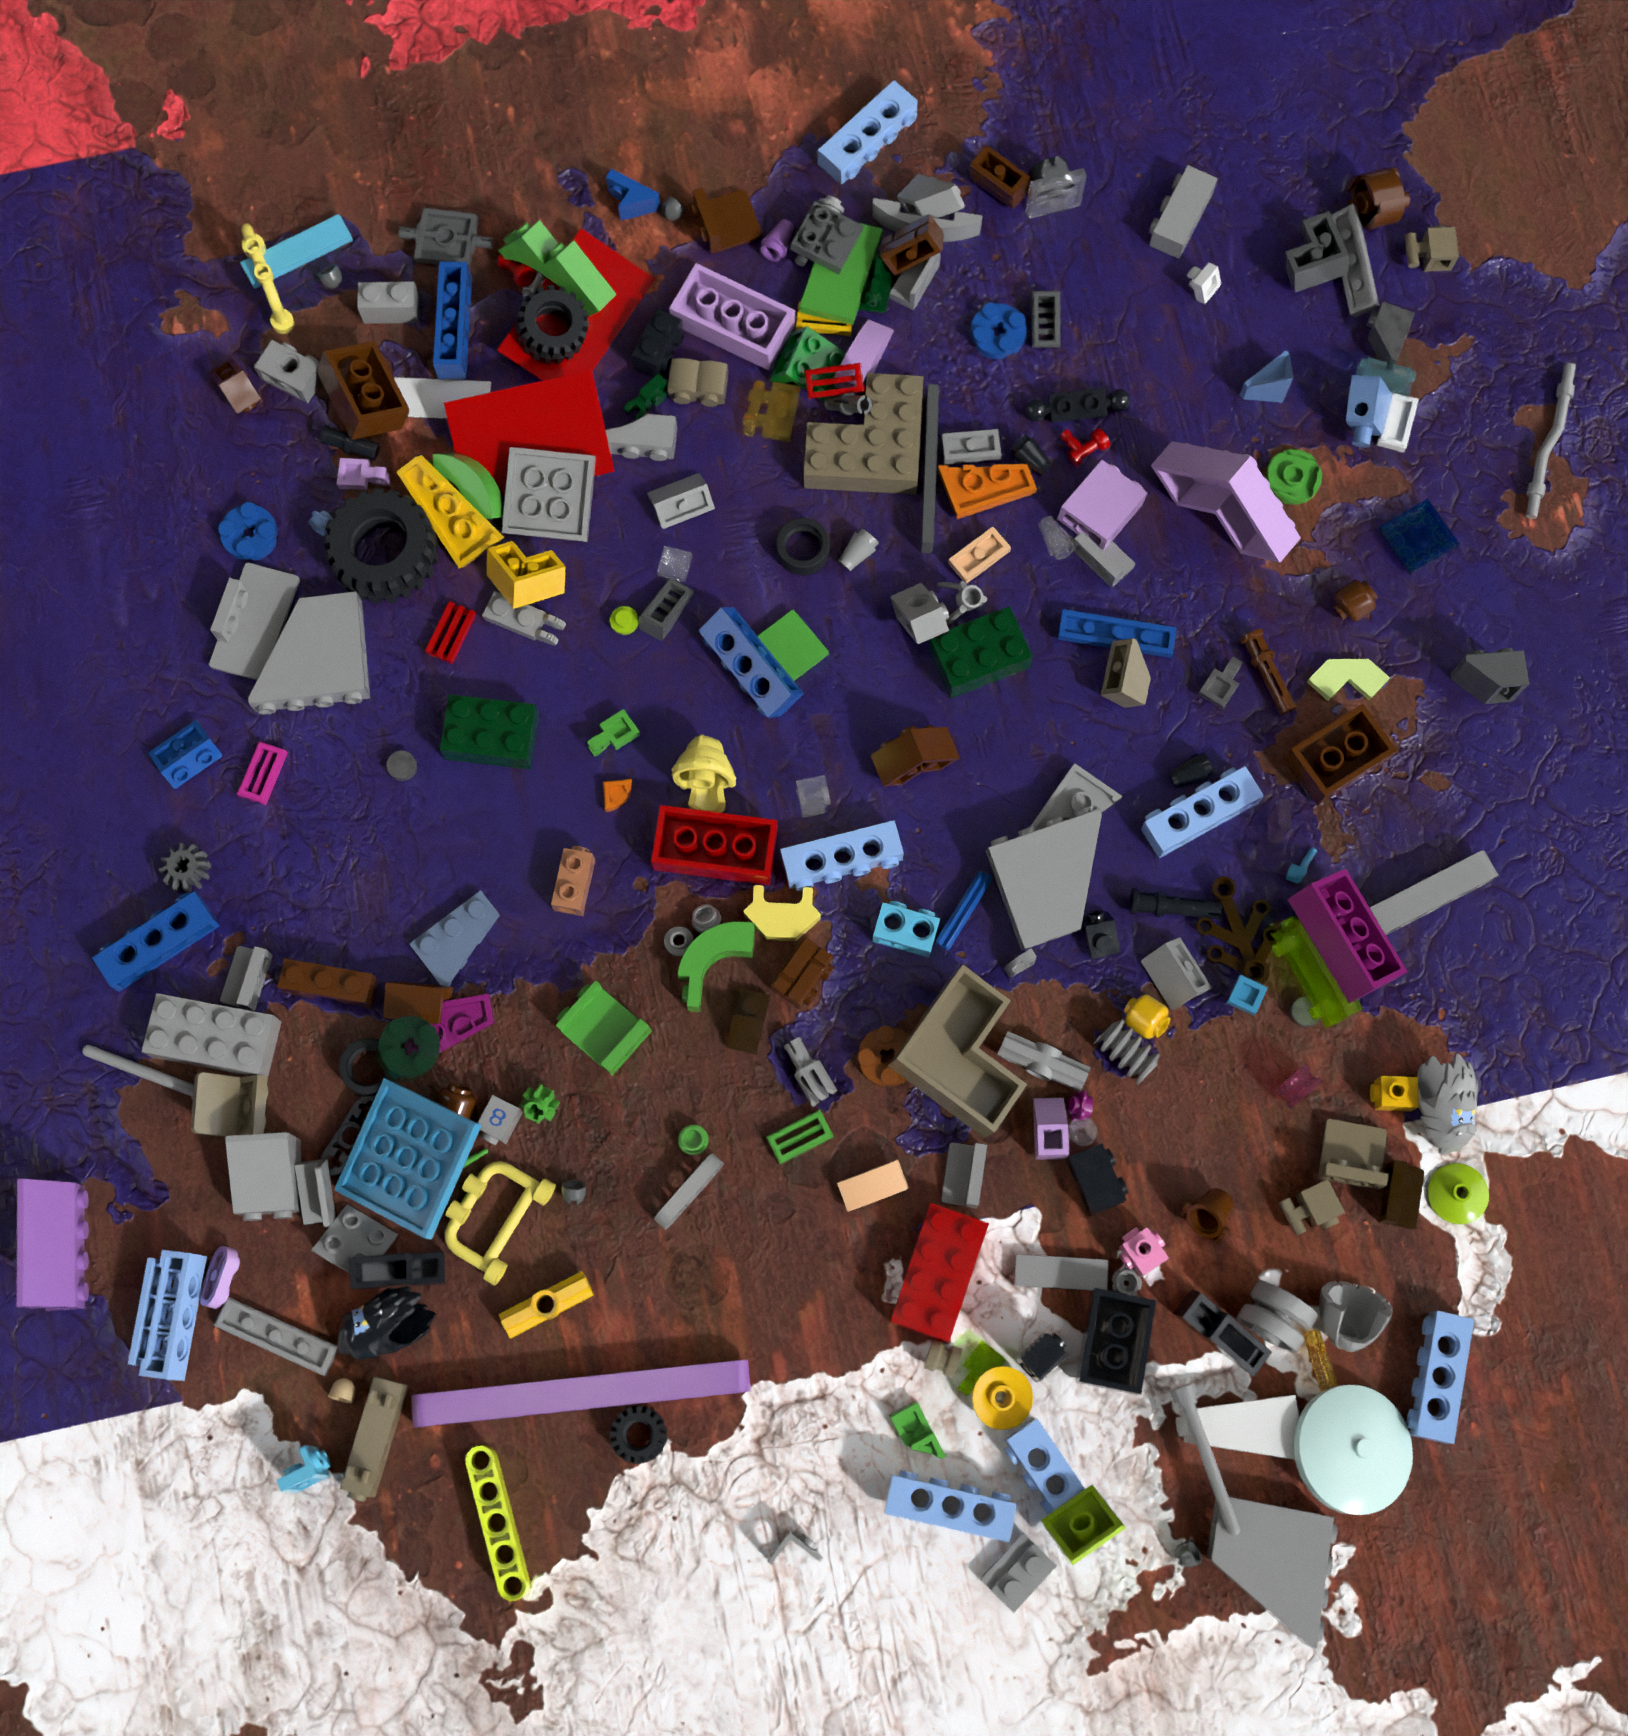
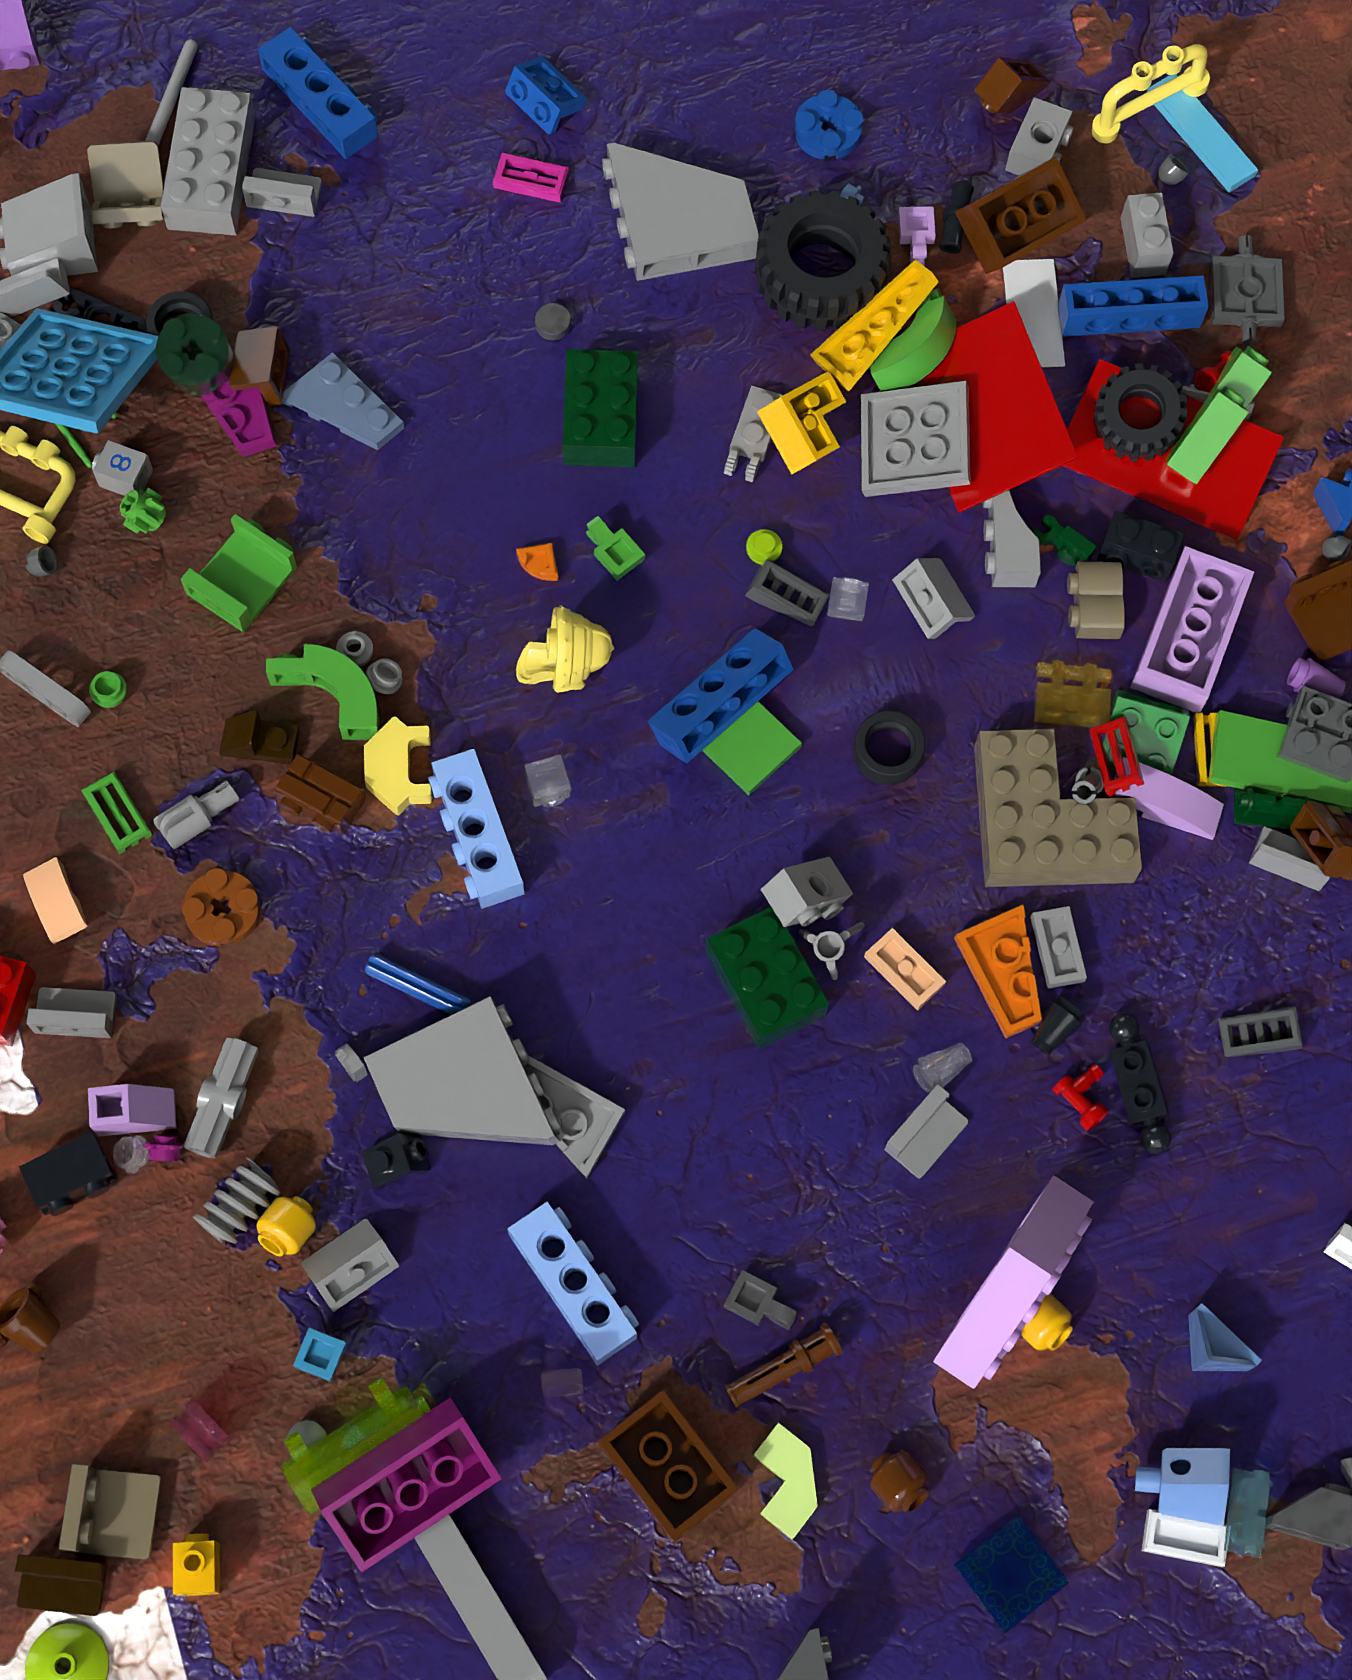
camera: 80 degrees right, 5 degrees down
(195, 863) = (407, 110): dark grey gear -> none
(251, 619) = (720, 136): light grey bracket -> none
(330, 982) = (273, 279): reddish brown arch -> none
(458, 1099) = (138, 421): reddish brown head -> none
(459, 612) = (729, 350): red tile -> none
(573, 881) = (420, 521): nougat brick -> none
(714, 845) = (475, 674): red brick -> none
(858, 549) = (894, 816): light grey cone -> none
(904, 937) = (376, 913): medium azure brick -> none
(913, 753) = (616, 903): reddish brown brick -> none
(930, 468) = (1016, 894): dark grey tile -> none
(946, 1059) = (213, 964): dark tan piece -> none
(1001, 316) = (1252, 961): blue plate -> none
(1102, 504) = (996, 1123): lavender brick -> none
(1103, 630) = (815, 1156): blue plate -> none
(1126, 675) = (752, 1167): dark tan slope -> none
(1160, 904) = (441, 1238): black pin -> none
(1192, 770) = (631, 1268): black cone -> none
(1240, 936) = (404, 1347): dark brown plant -> none
(1294, 476) = (1079, 1389): bright green tile -> none
(1297, 873) = (499, 1420): dark azure hand -> none
(1316, 1204) = (43, 1464): dark tan brick -> none
(1448, 1102) = (179, 1635): light grey head -> none

